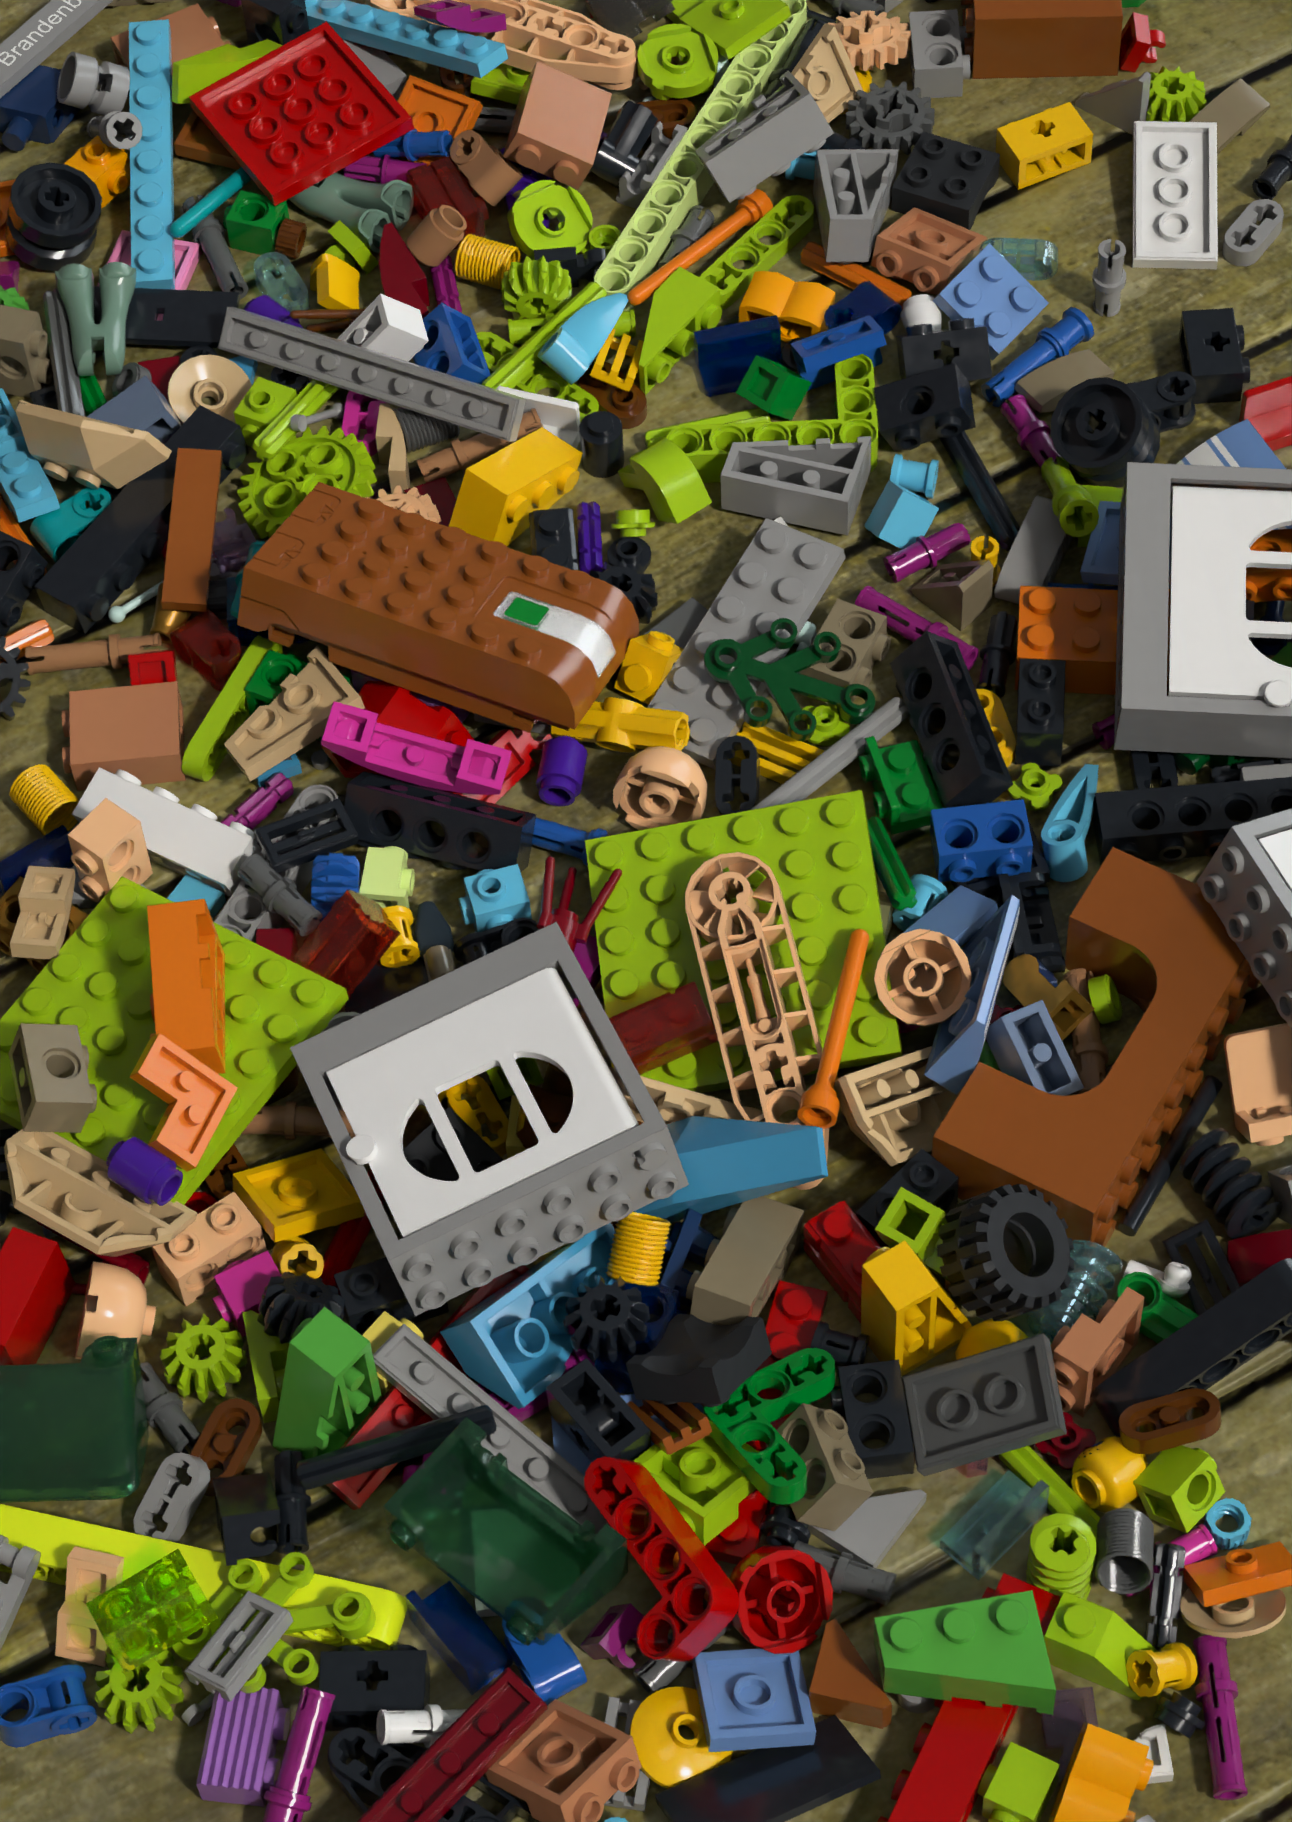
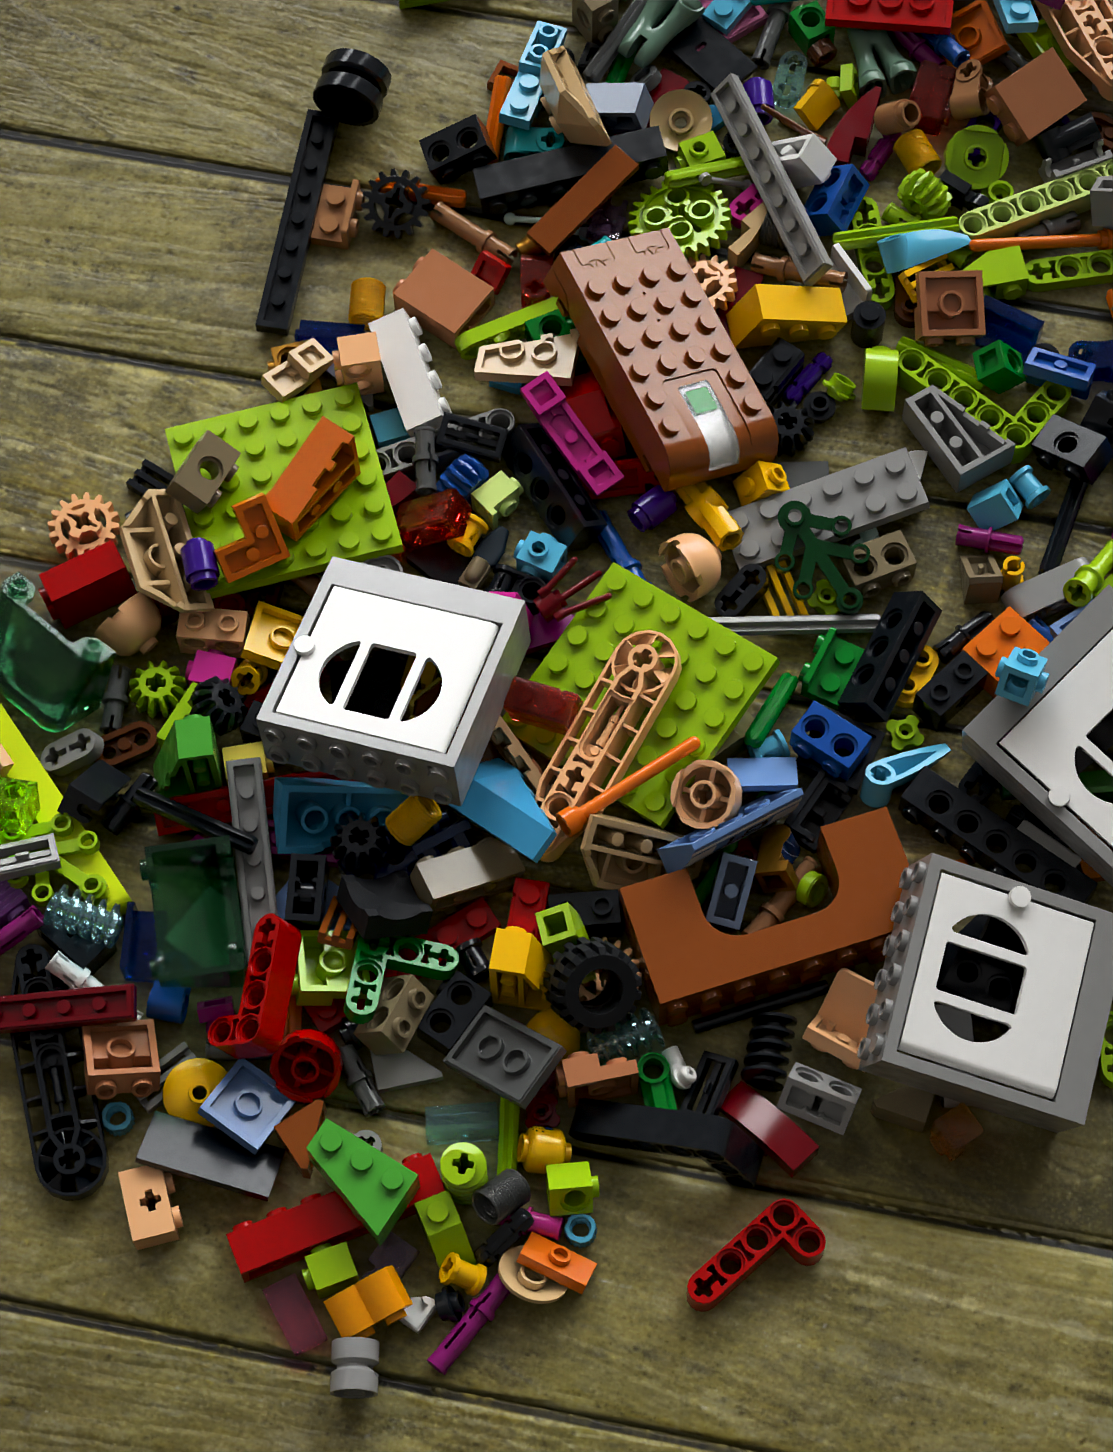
camera: 40 degrees right, 10 degrees up
(261, 802) = (475, 396): magenta axle -> none
(377, 1644) = (84, 917): none -> clear light blue piece
(673, 366) = (949, 307): none -> nougat plate
(798, 304) = (1063, 318): light orange brick -> none
(879, 603) = (934, 580): magenta pin -> none
(1137, 602) = (1021, 675): none -> medium azure brick
(1170, 1421) = (594, 1150): reddish brown plate -> none

